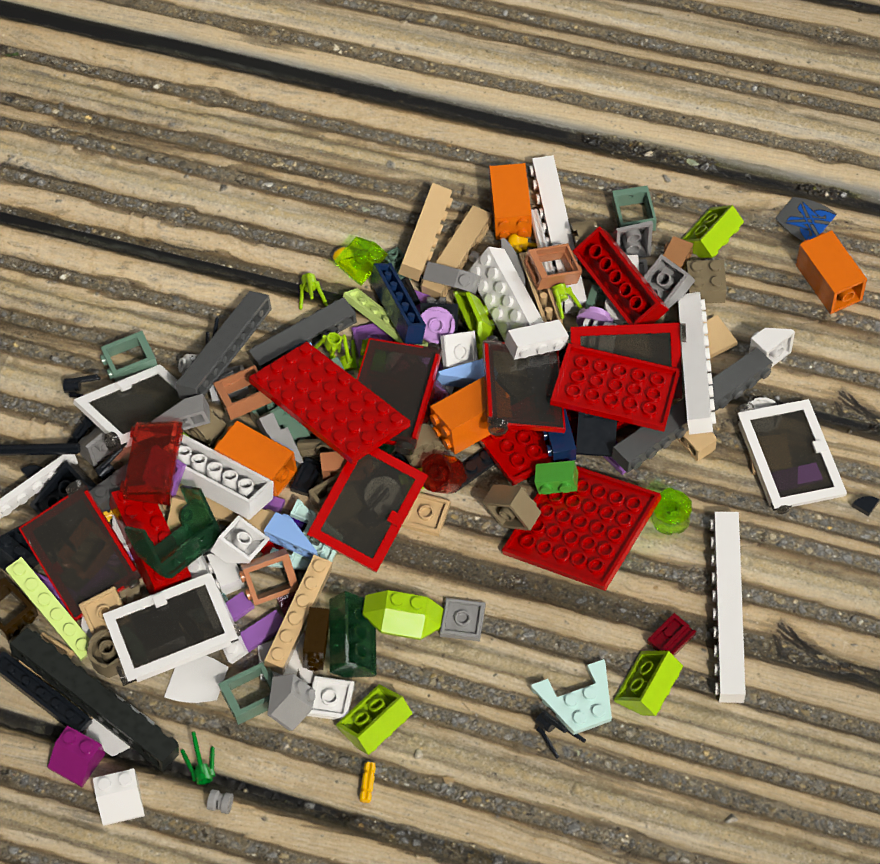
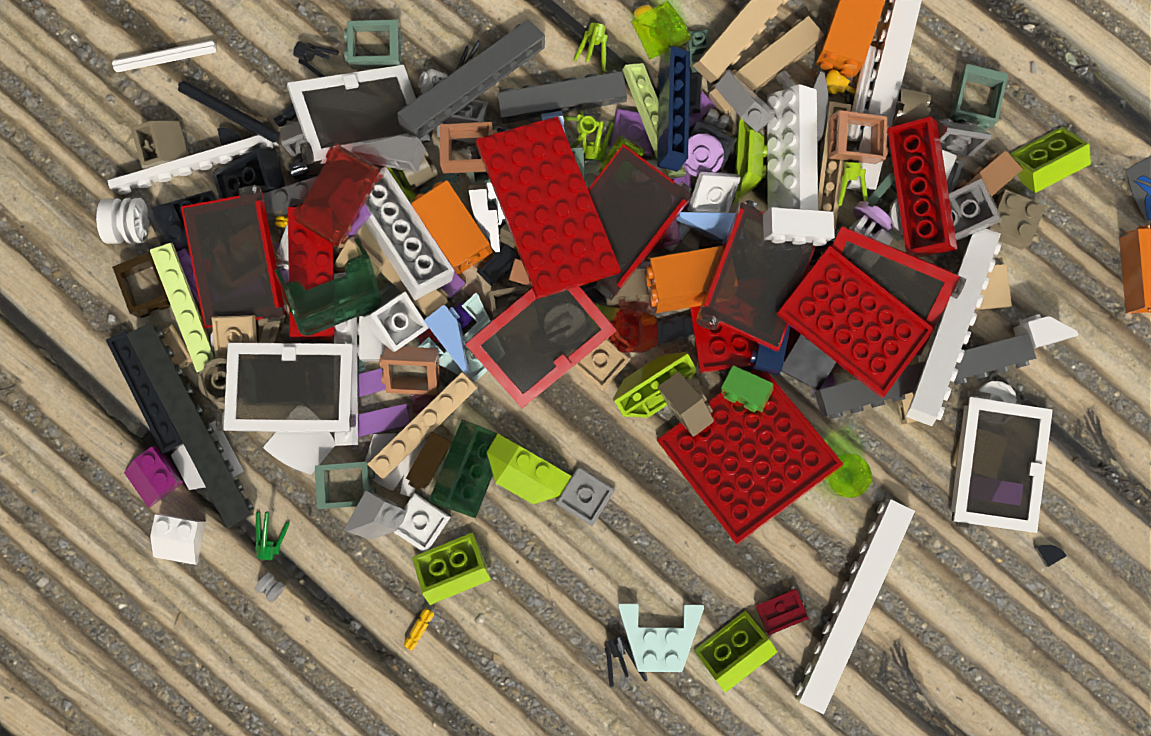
camera: 25 degrees right, 25 degrees up
(471, 517) = (639, 391): none -> lime wedge

